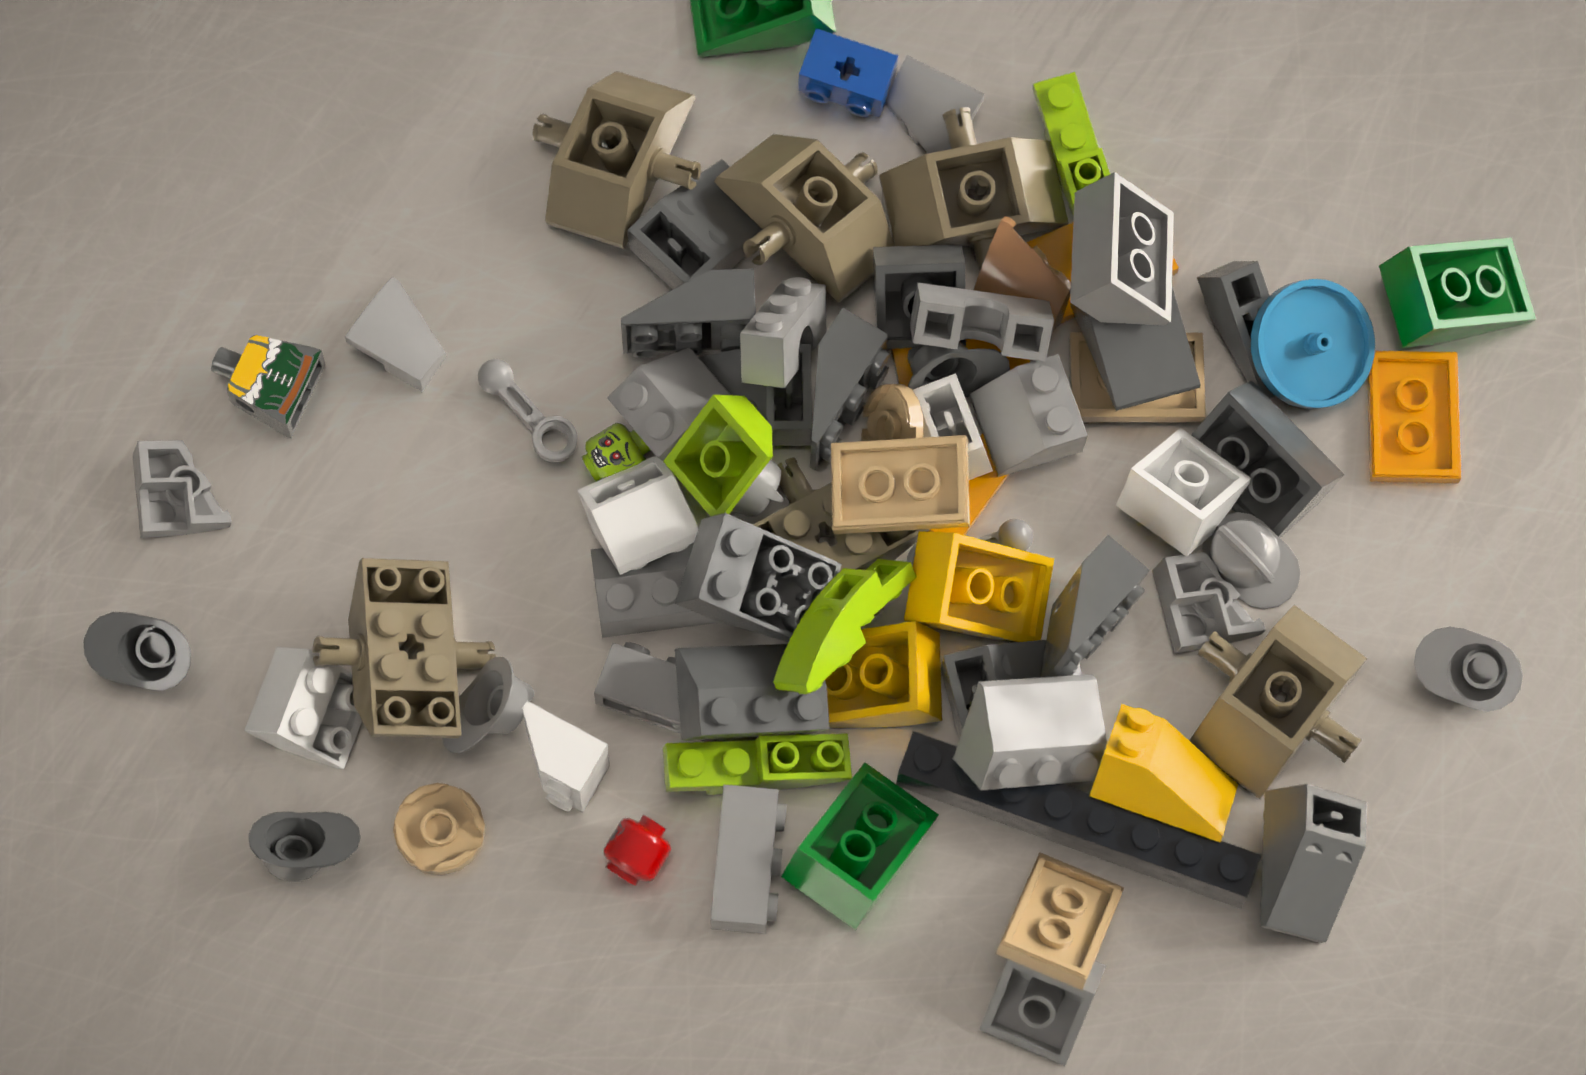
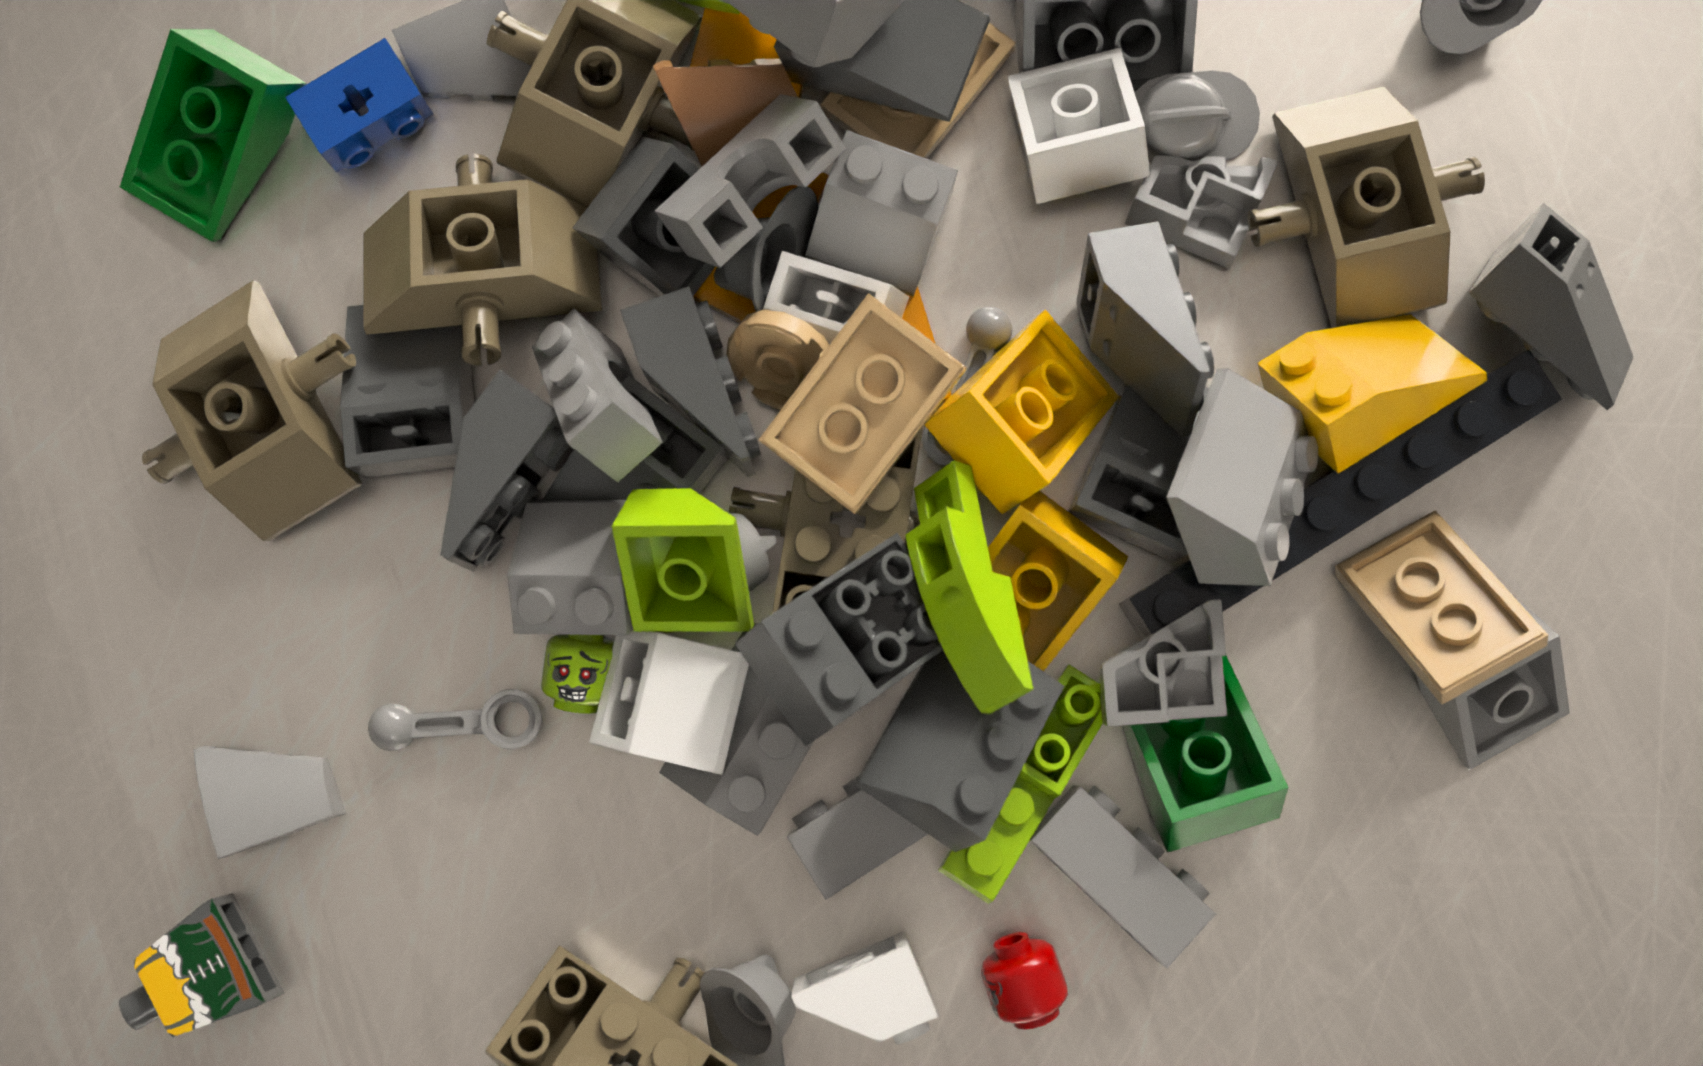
camera: 50 degrees left, 10 degrees up
(886, 785) = (1169, 672): none -> light grey slope

